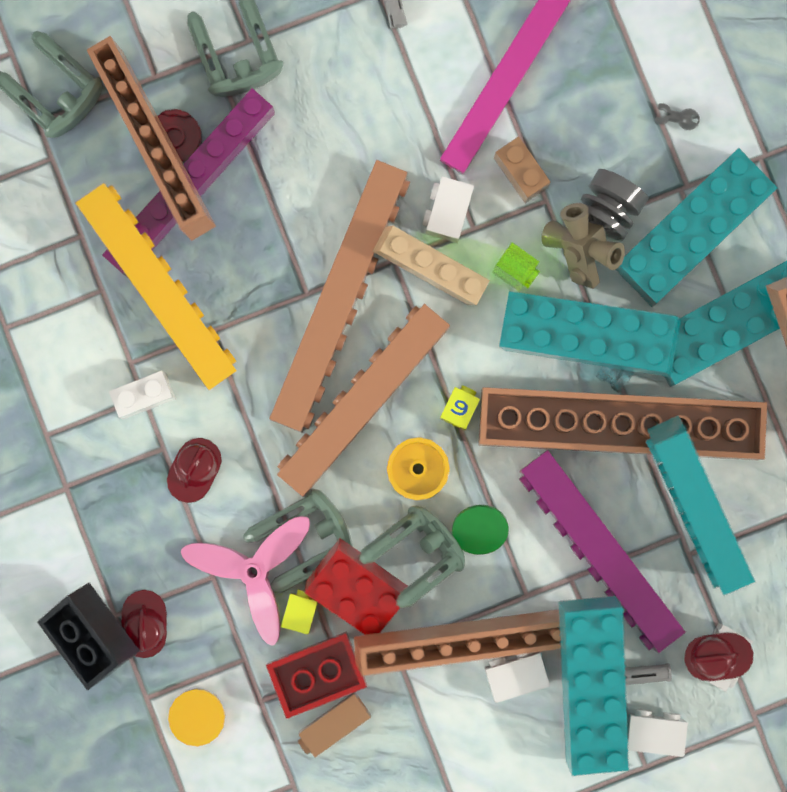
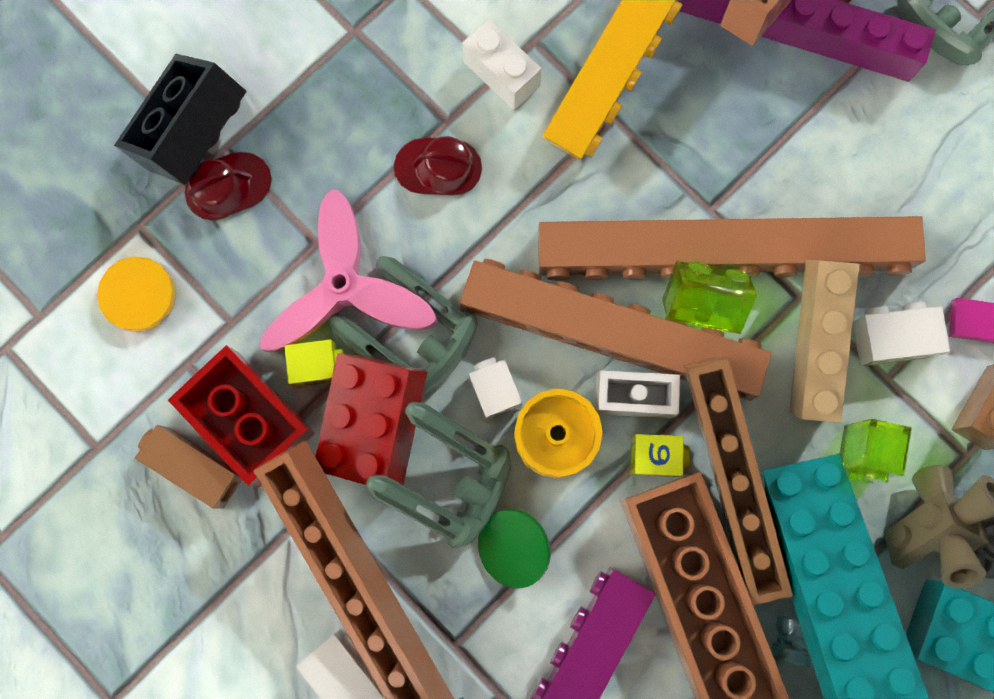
camera: 70 degrees right, 5 degrees down
(368, 497) = (494, 388): none -> white brick
(369, 327) = (709, 296): none -> clear neon green brick
(414, 404) = (637, 394): none -> white brick
(496, 365) = (738, 479): none -> medium nougat brick

